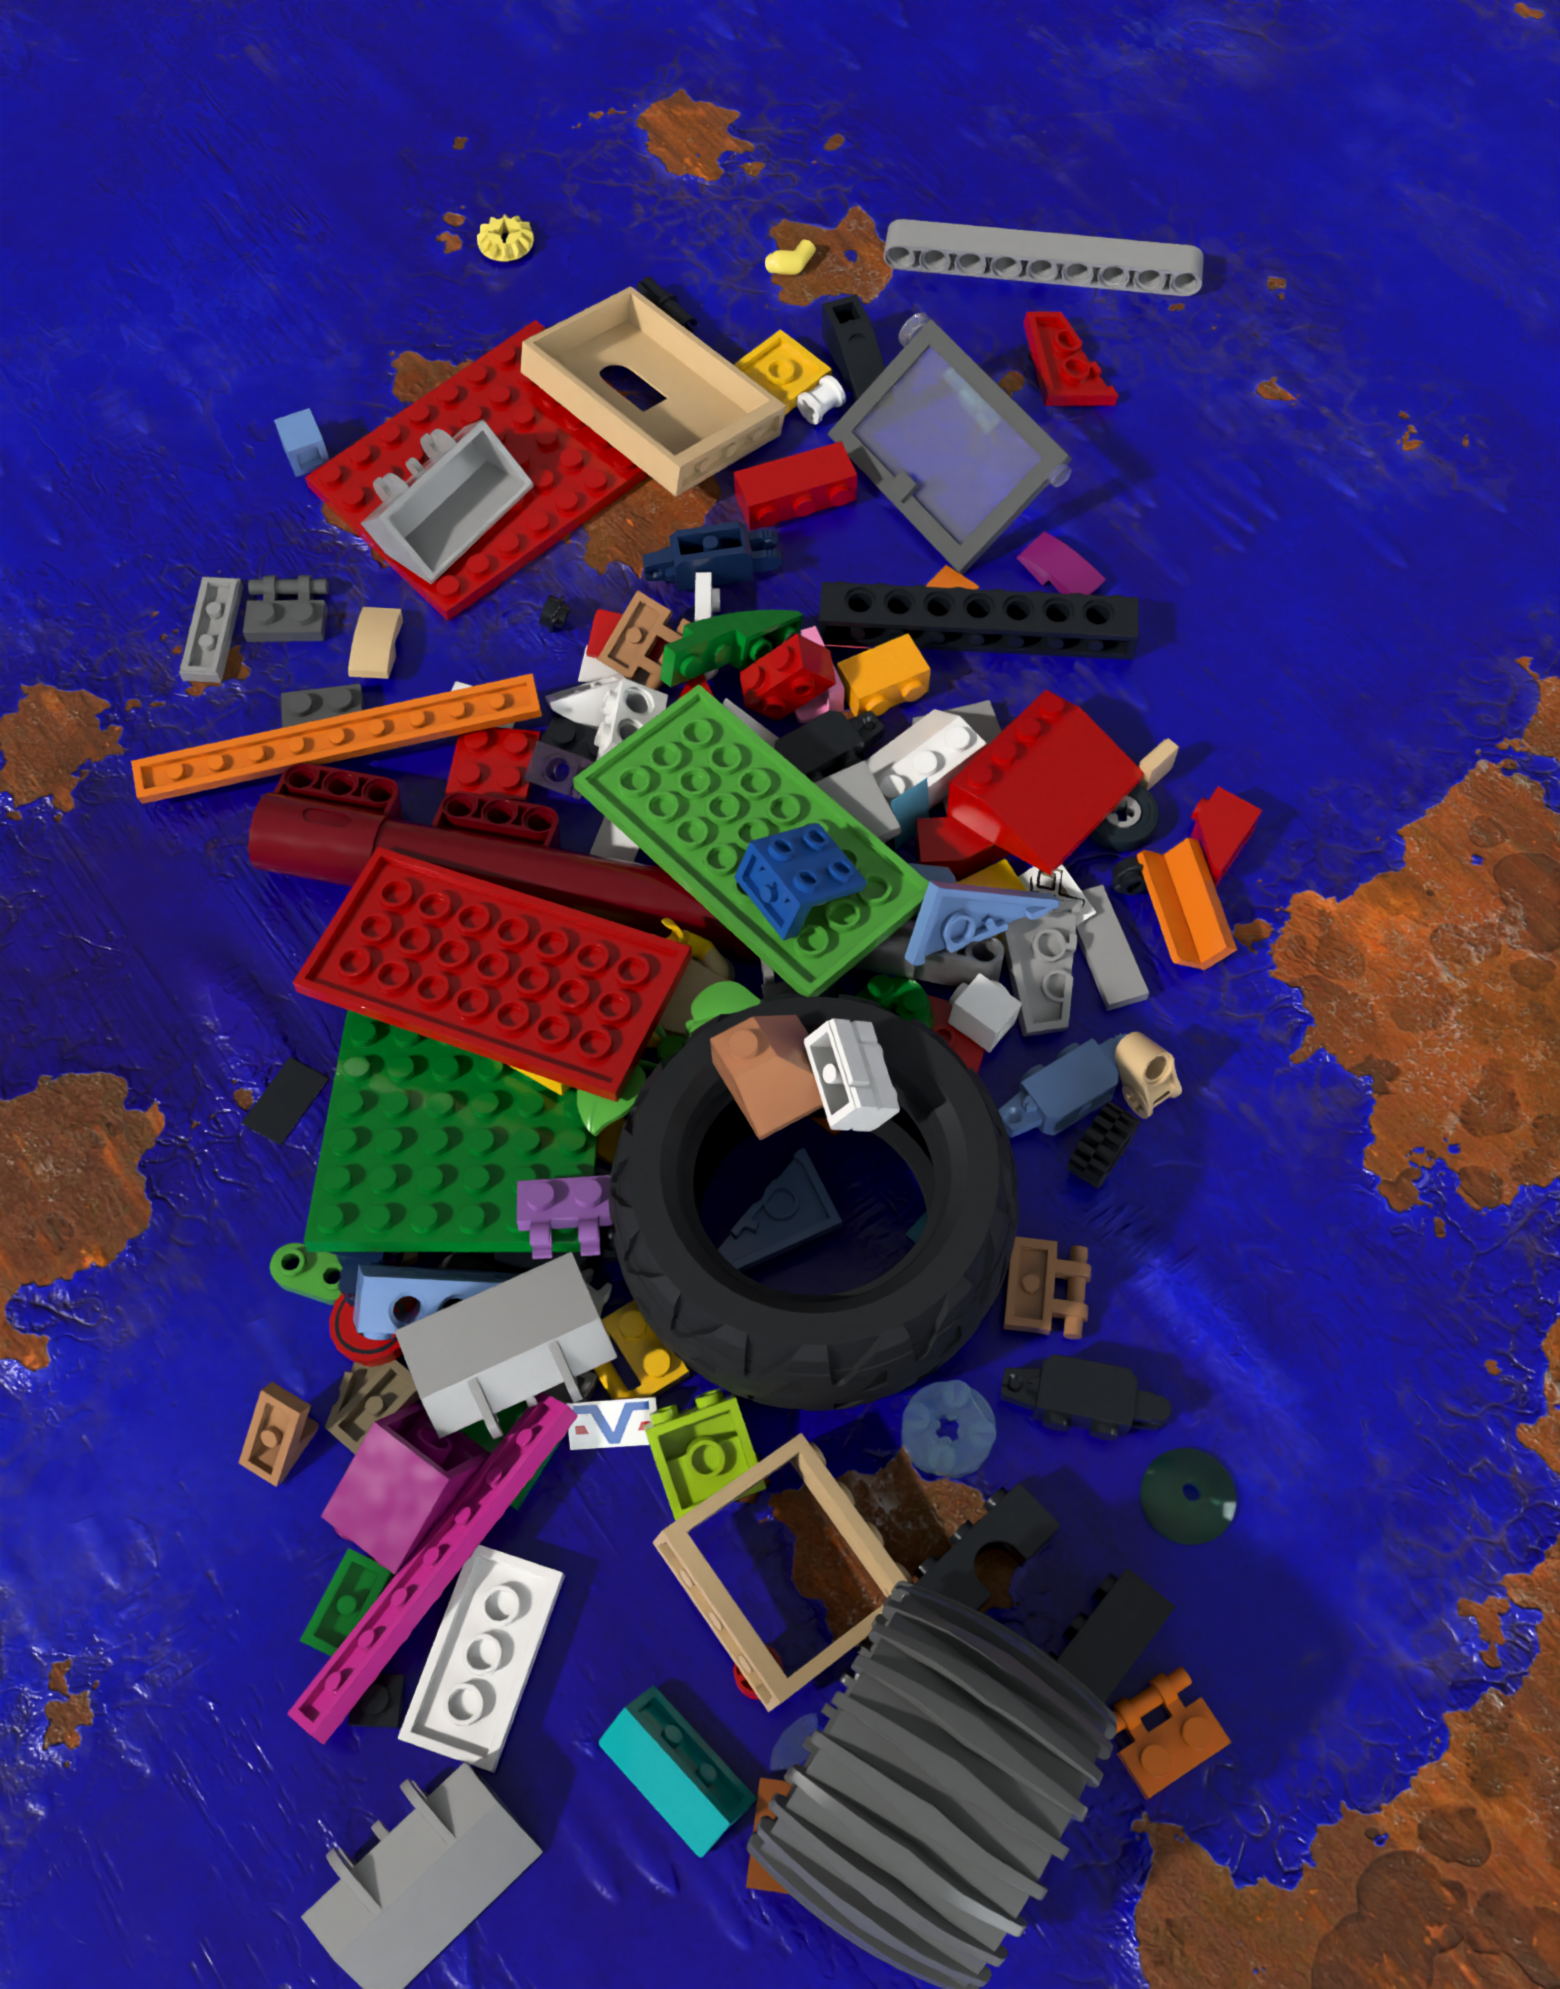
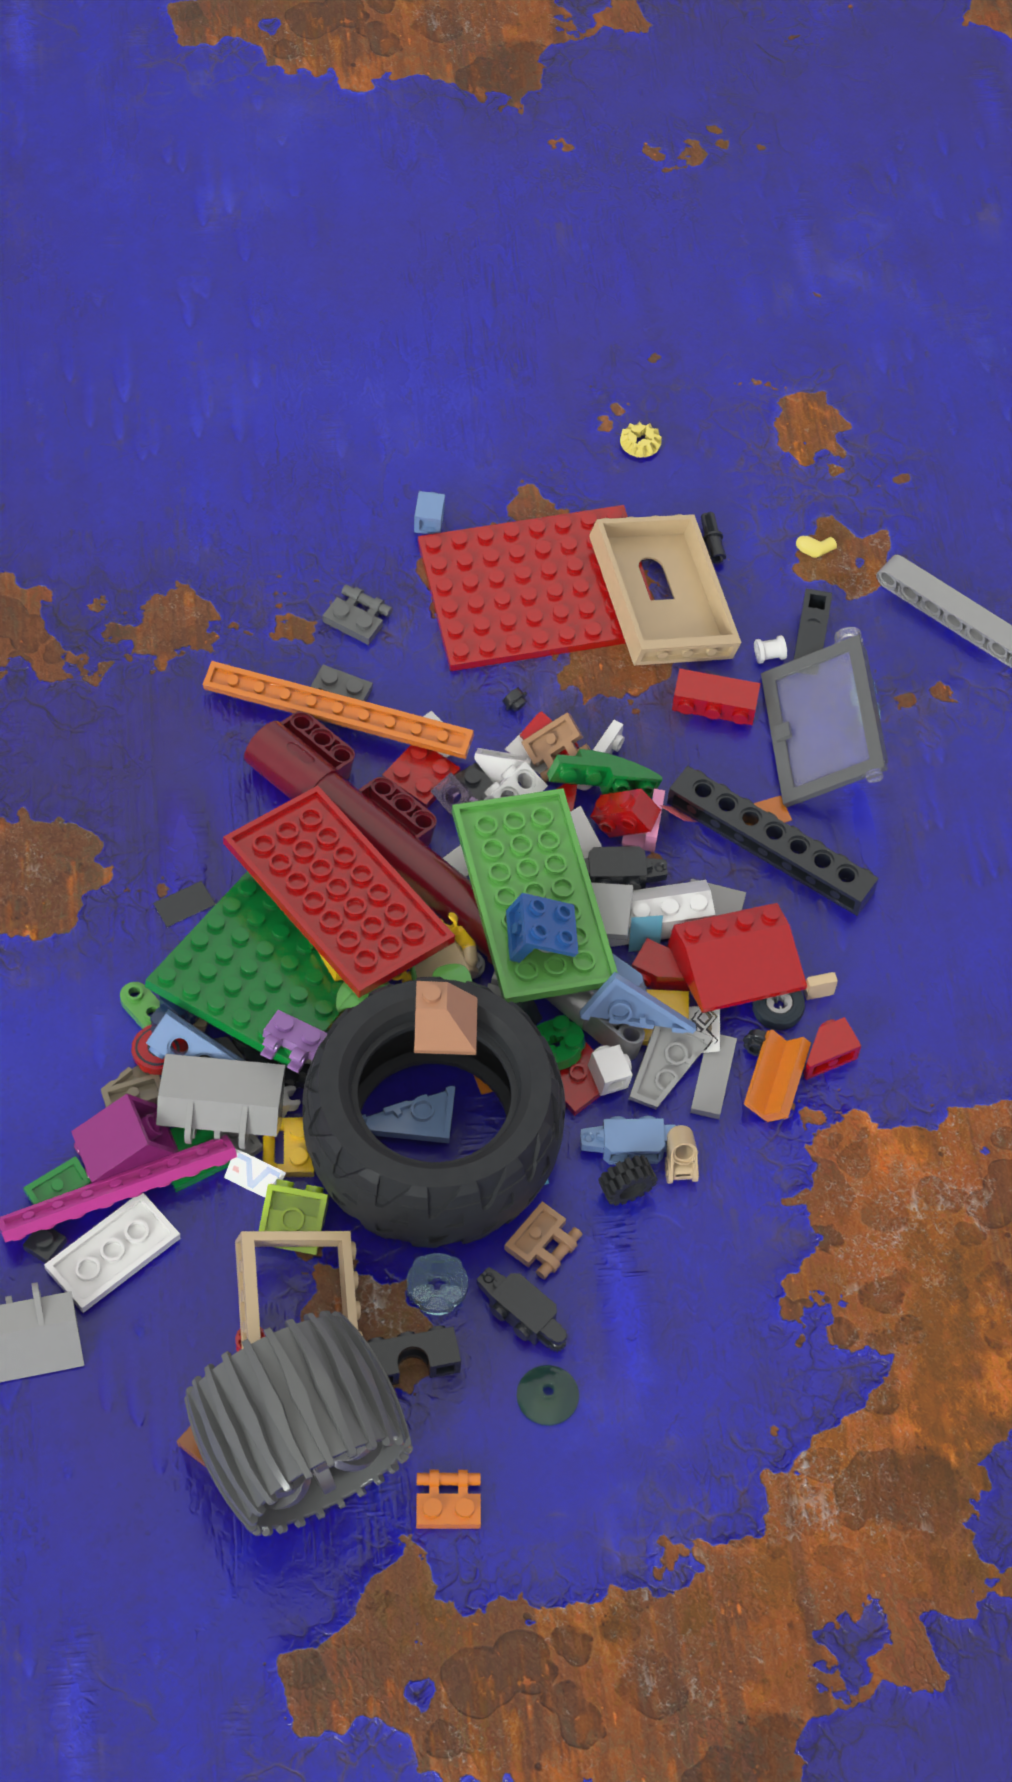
camera: 25 degrees right, 5 degrees down
(211, 629) = (306, 603): light grey tile -> none
(277, 1434) = (73, 1078): medium nougat slope -> none
(374, 642) = (396, 661): tan slope -> none
(446, 500) = (491, 596): light grey piece -> none
(676, 1770) = (174, 1360): teal panel -> none
(722, 549) = (637, 713): dark blue hinge -> none
(783, 368) = (757, 617): yellow plate -> none
(851, 1075) = (482, 1043): white brick -> none
(884, 676) = (689, 844): light orange brick -> none
(1055, 561) = (849, 834): magenta slope -> none
(1061, 366) = (944, 705): red wing -> none
(1115, 1632) = (448, 1437): black brick -> none

